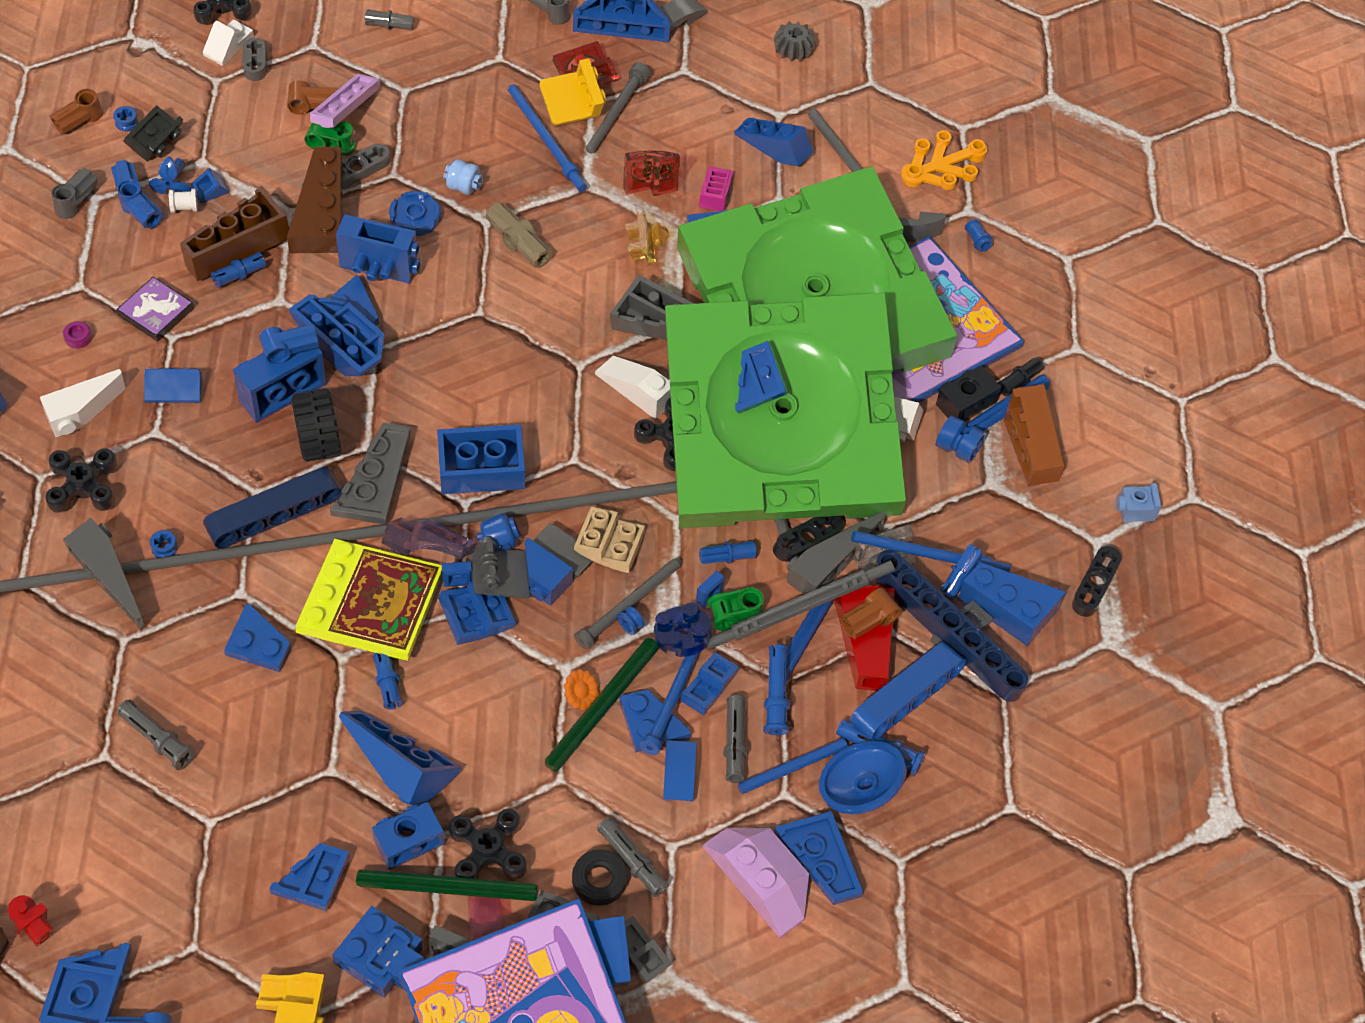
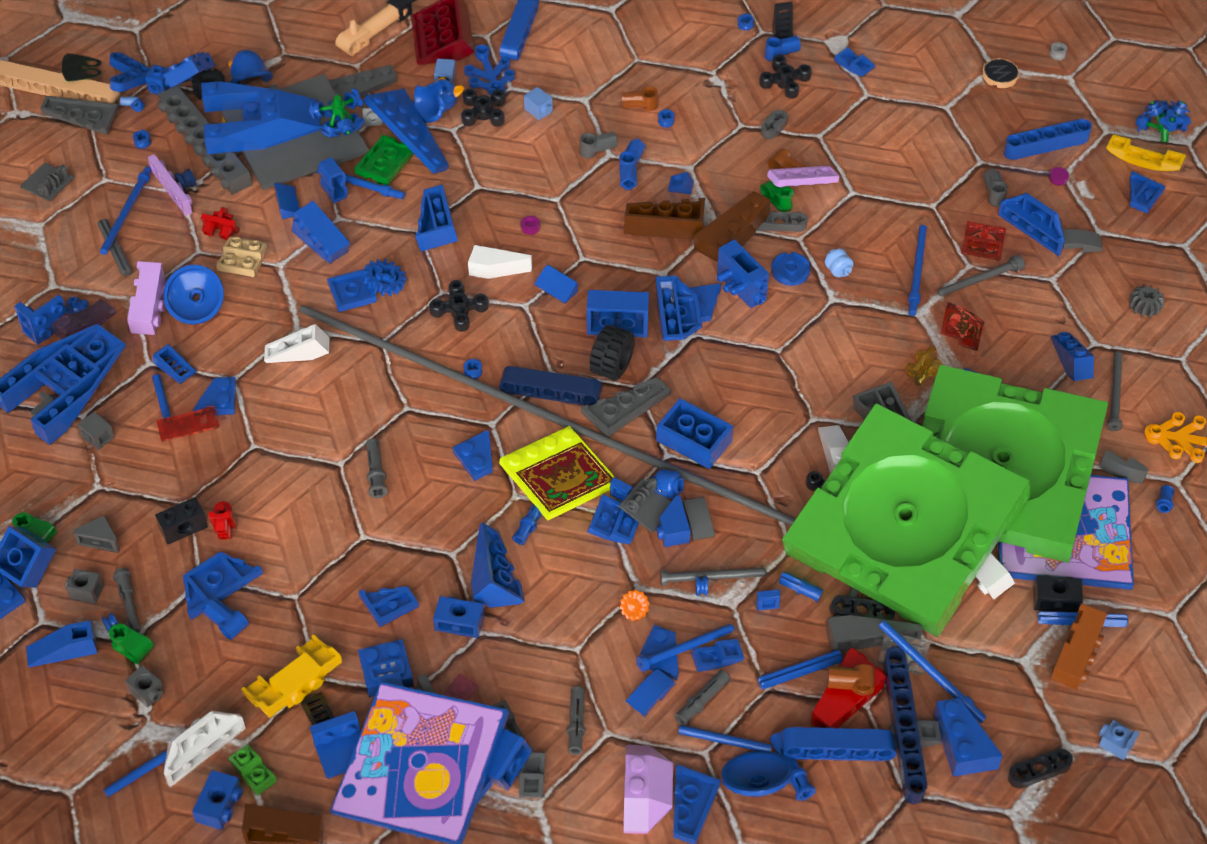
camera: 45 degrees right, 5 degrees down
(94, 551) = (428, 356): dark grey slope -> none
(152, 133) = (673, 134): pearl dark grey bracket -> none
(155, 308) = (586, 235): tile -> none
(169, 171) = (659, 164): blue plant -> none
(183, 200) = (656, 183): white bush -> none
(226, 41) = (764, 104): white slope -> none
(238, 269) = (653, 240): blue pin -> none
(280, 344) = (624, 289): blue piece -> none
(389, 19) = (879, 144): dark grey axle -> none
(407, 537) = (610, 450): clear purple slope -> none
(447, 885) = (454, 659): dark green axle -> none
(495, 838) = (497, 655): black gear -> none
(518, 235) = (843, 317): dark tan piece -> none
(573, 95) = (955, 252): yellow bracket -> none
(596, 895) = (547, 705): black tyre -> none
(601, 704) = (640, 622): dark green axle -> none
(609, 539) = (732, 530): tan slope -> none
(683, 617) = (739, 612): clear blue plate -> none
(715, 201) = (990, 364): dark pink slope -> none
(734, 607) = (773, 622): green piece -> none
(759, 378) = (901, 484): blue wing -> none
(776, 703) = (746, 693): blue pin -> none
(800, 604) = (815, 645): dark grey axle -> none
(961, 439) = (1024, 616): blue wheel -> none
(961, 570) = (949, 693): blue axle -> none
(1021, 375) = (1110, 605): black axle -> none

